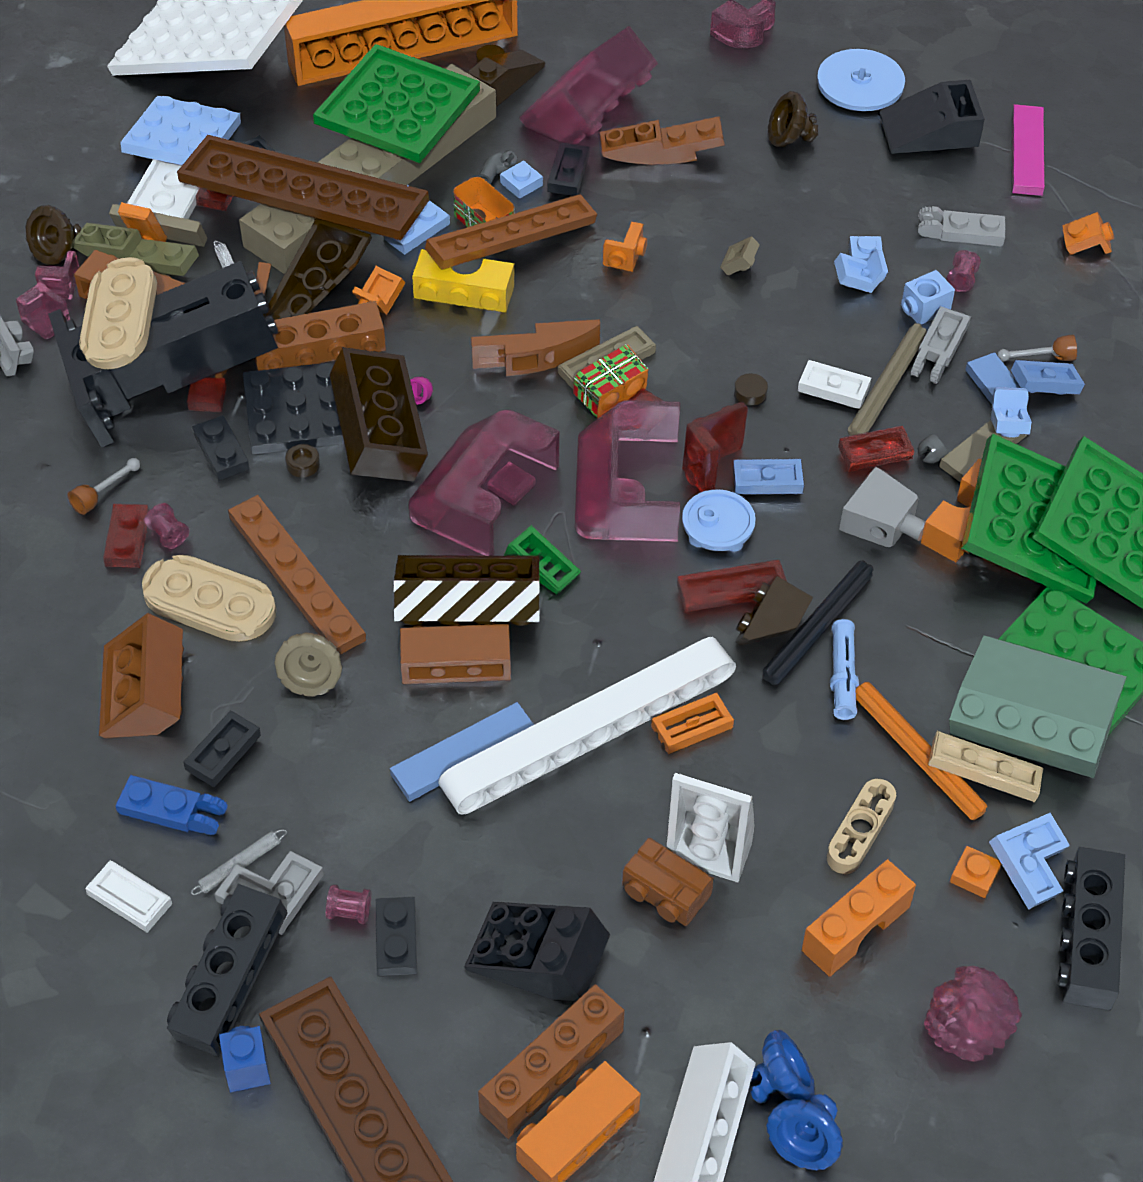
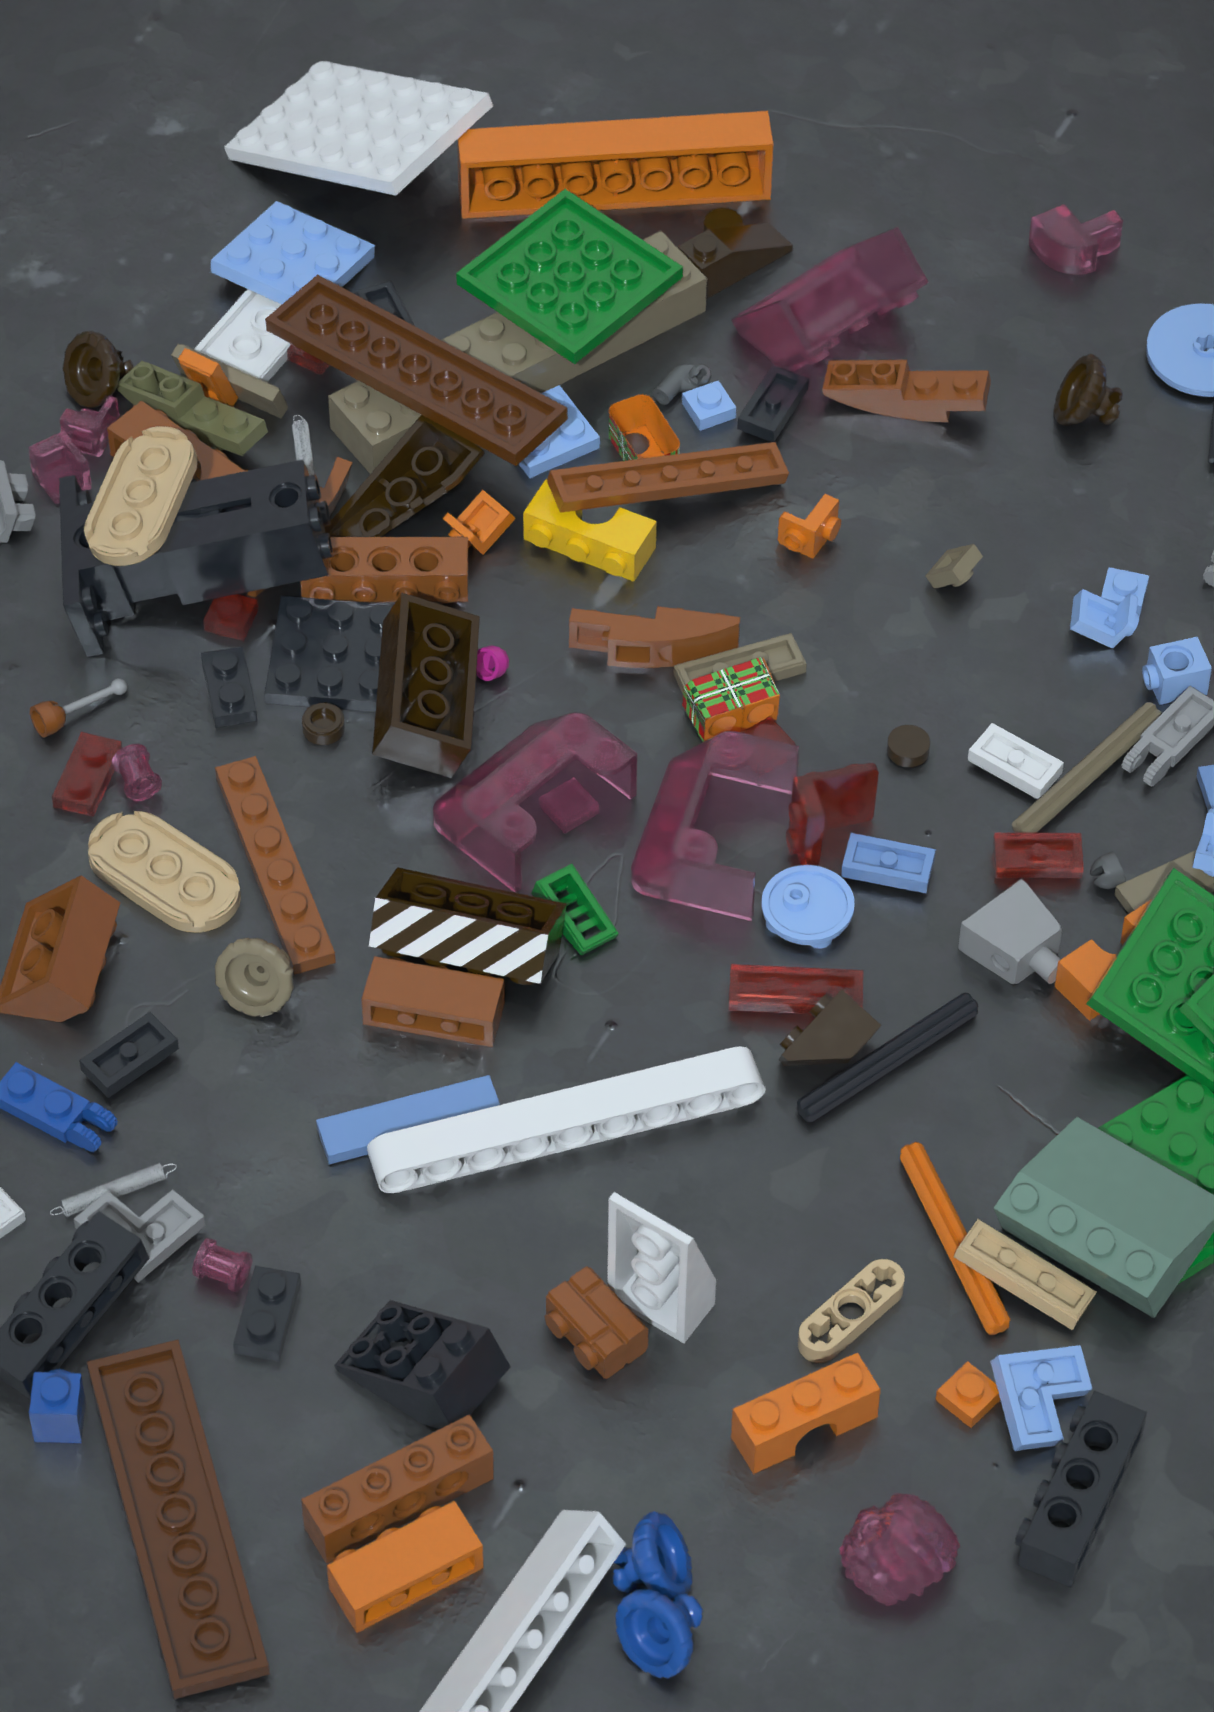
camera: 15 degrees right, 0 degrees up
(695, 728) = (693, 1152): orange tile -> none
(844, 680) = (884, 1158): light blue pin -> none

